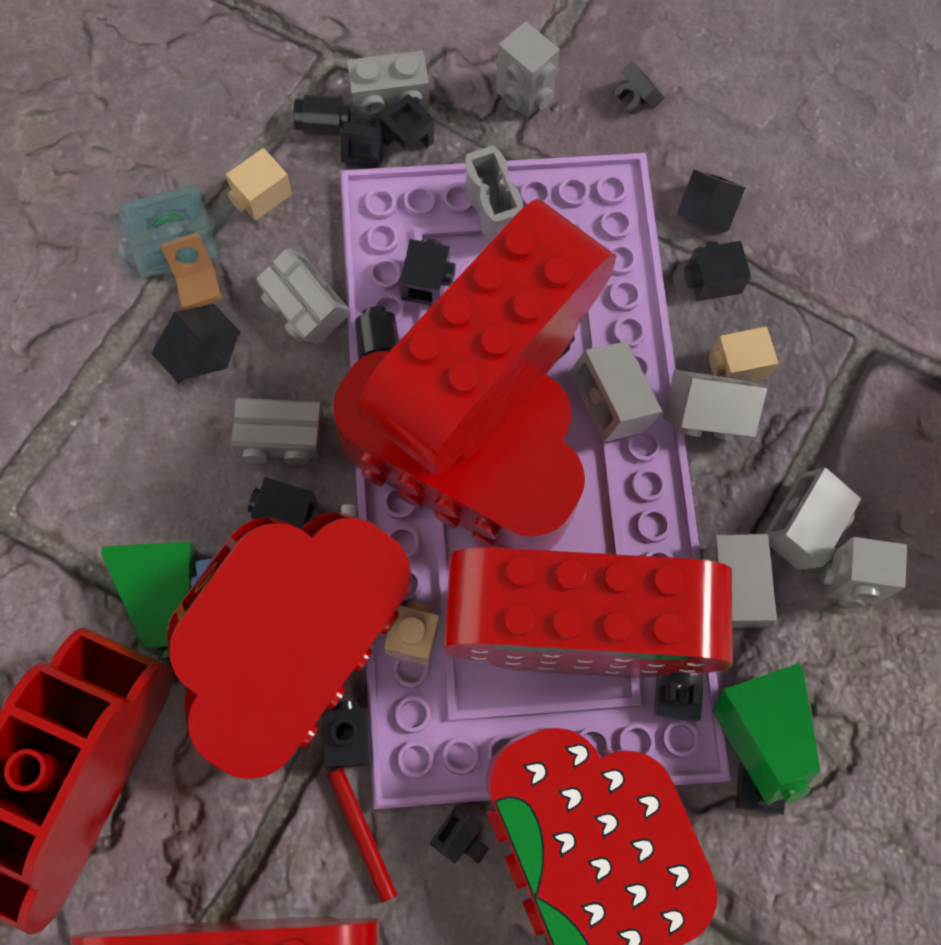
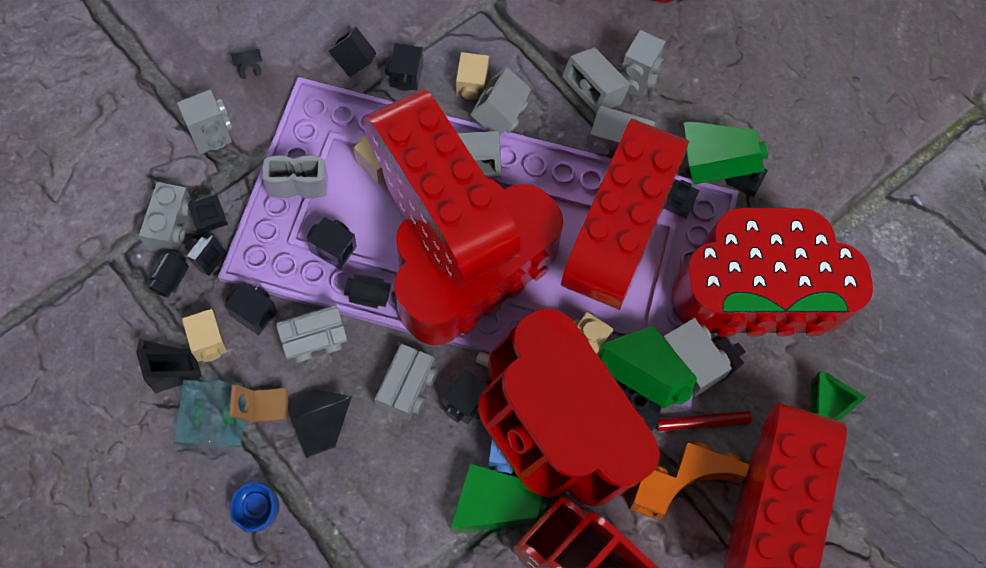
camera: 70 degrees left, 5 degrees down
(66, 318) = (254, 507): none -> blue hair
(206, 152) = (166, 365): none -> black slope
(287, 839) = (694, 466): none -> orange arch
(312, 219) = (251, 307): none -> black brick
(392, 726) = (649, 367): none -> green slope
(436, 789) = (696, 349): none -> light grey brick

